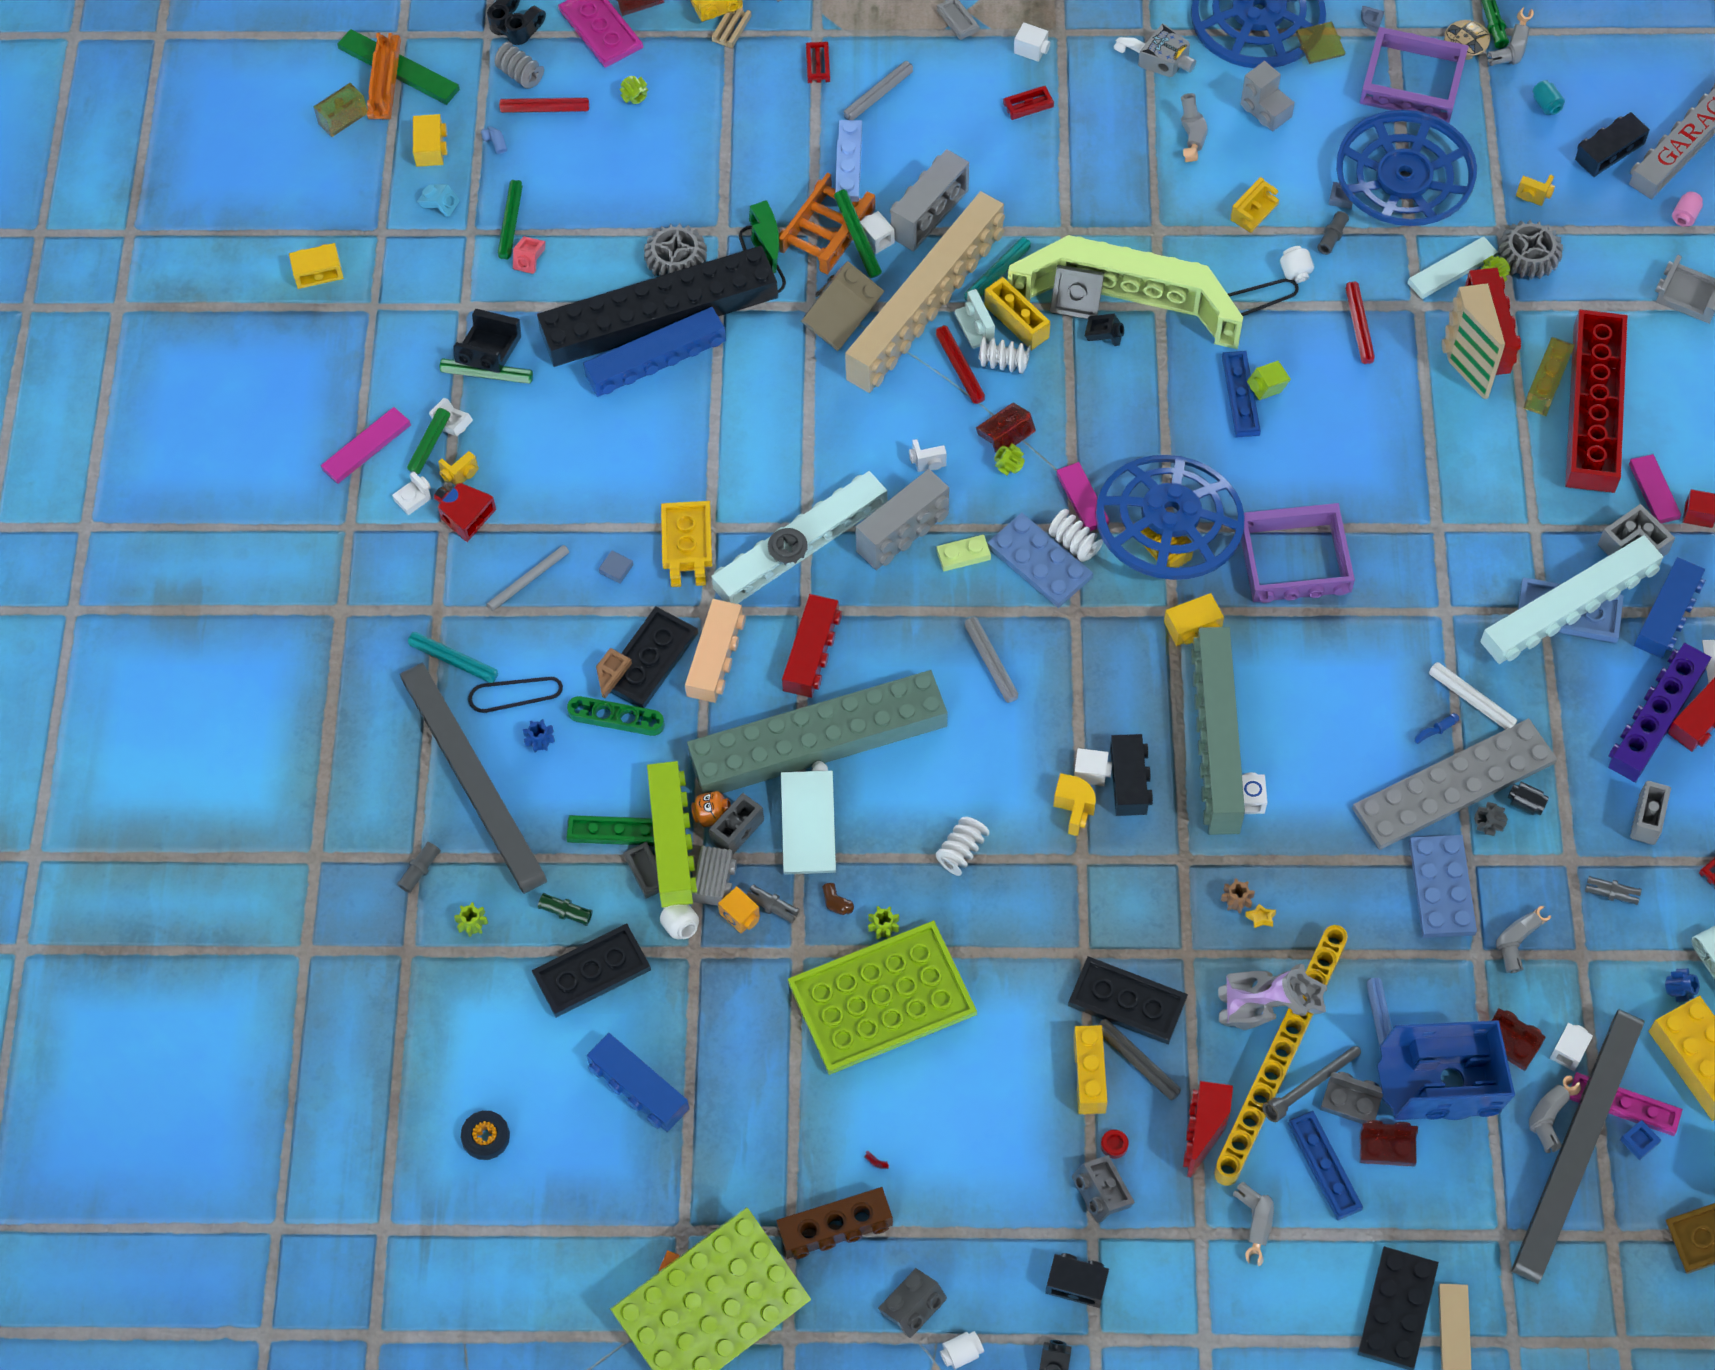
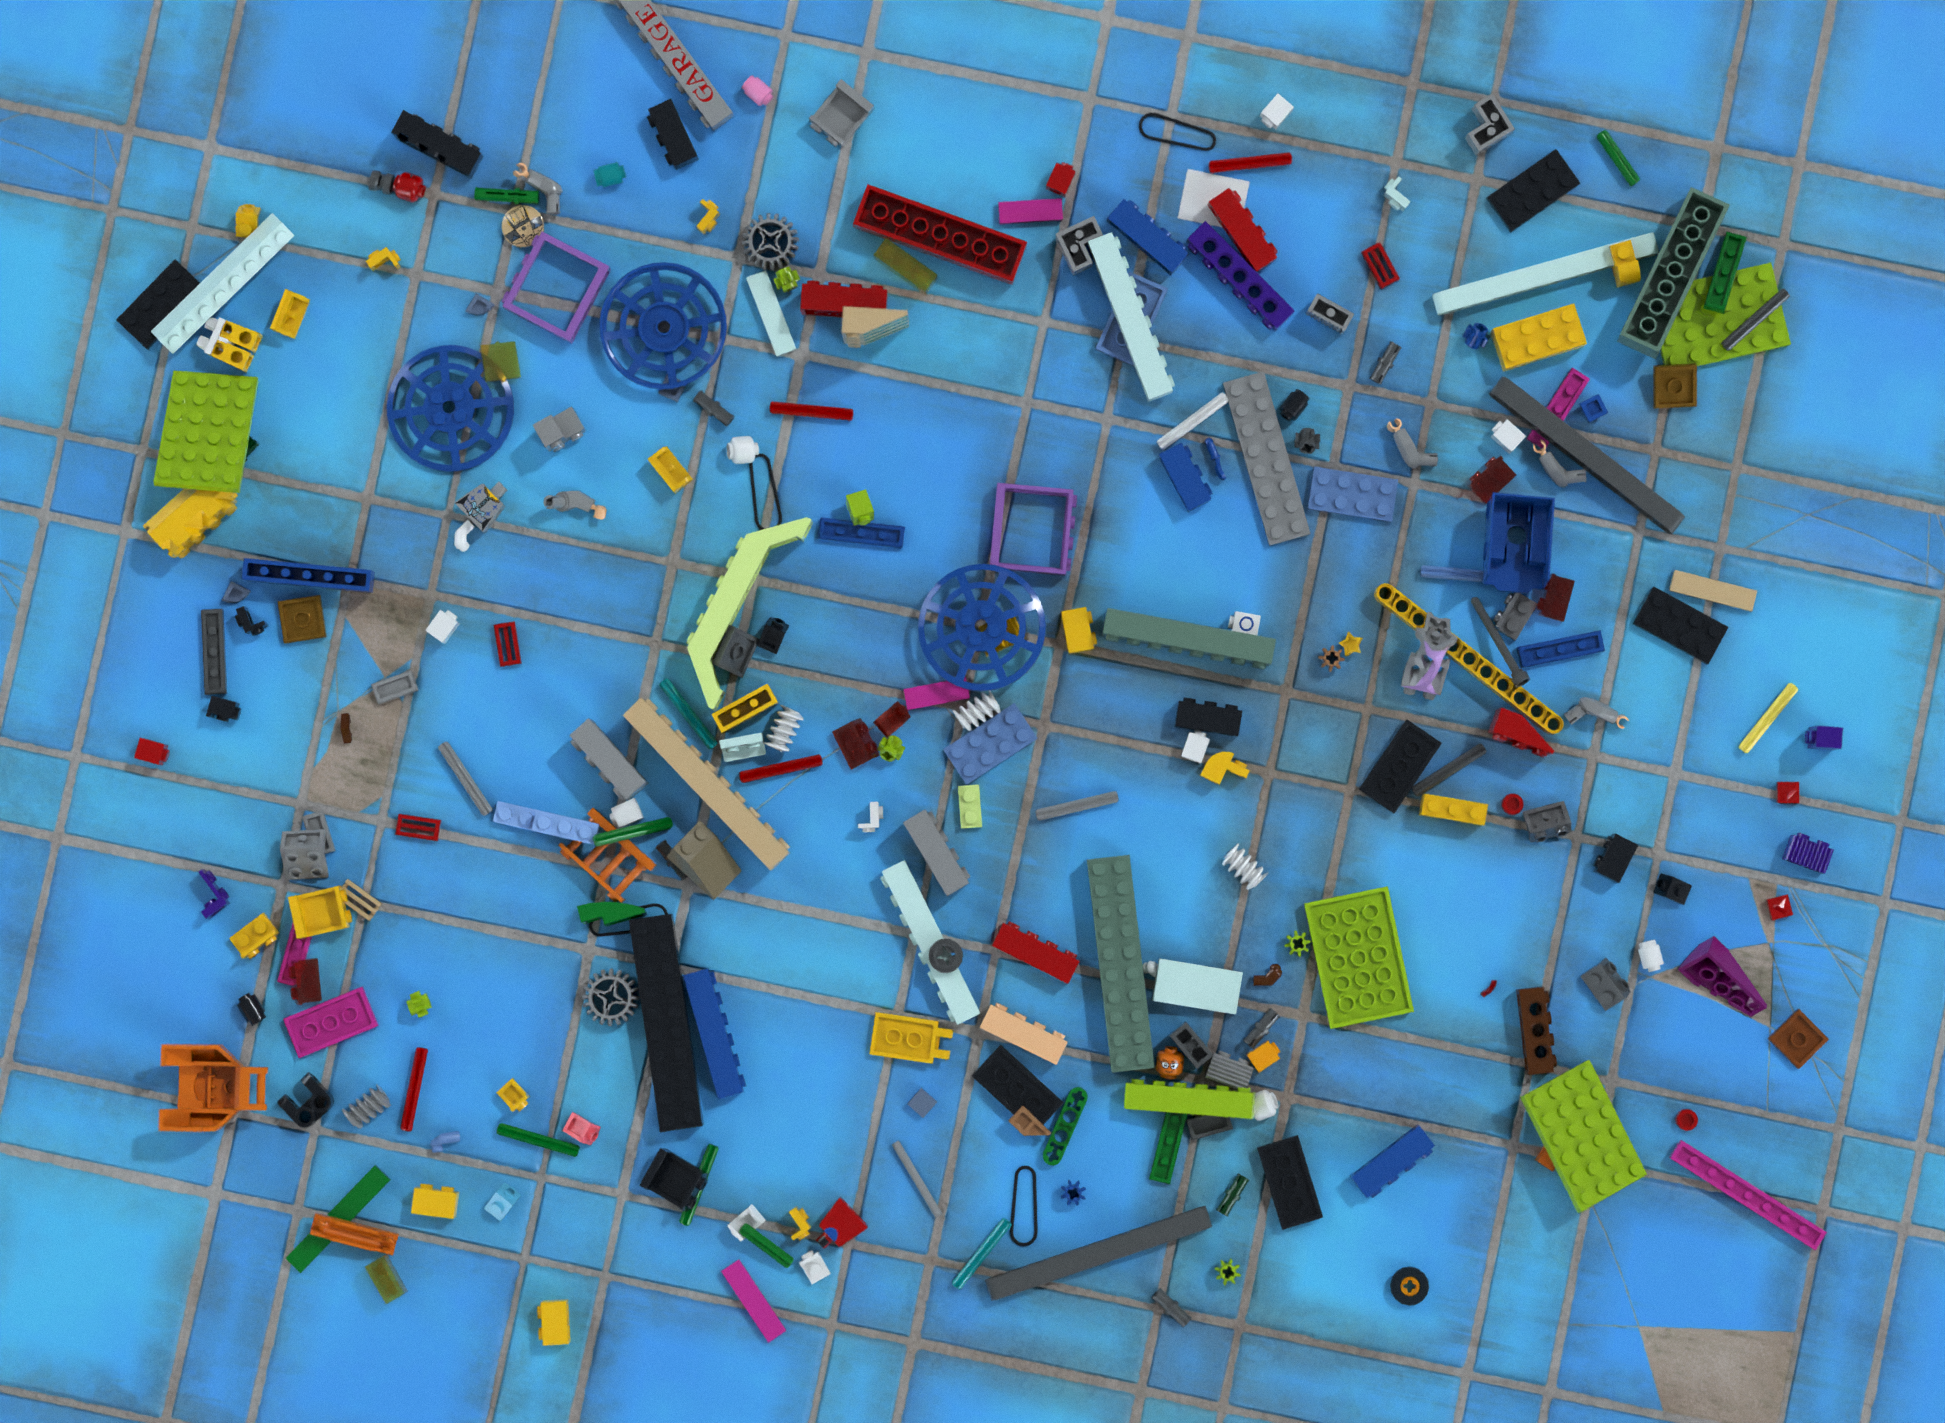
camera: 80 degrees left, 25 degrees up
(553, 187) = (513, 1095): none -> yellow bracket
(1041, 456) = (892, 719): none -> clear red bracket
(1405, 698) = (1185, 476): none -> blue brick

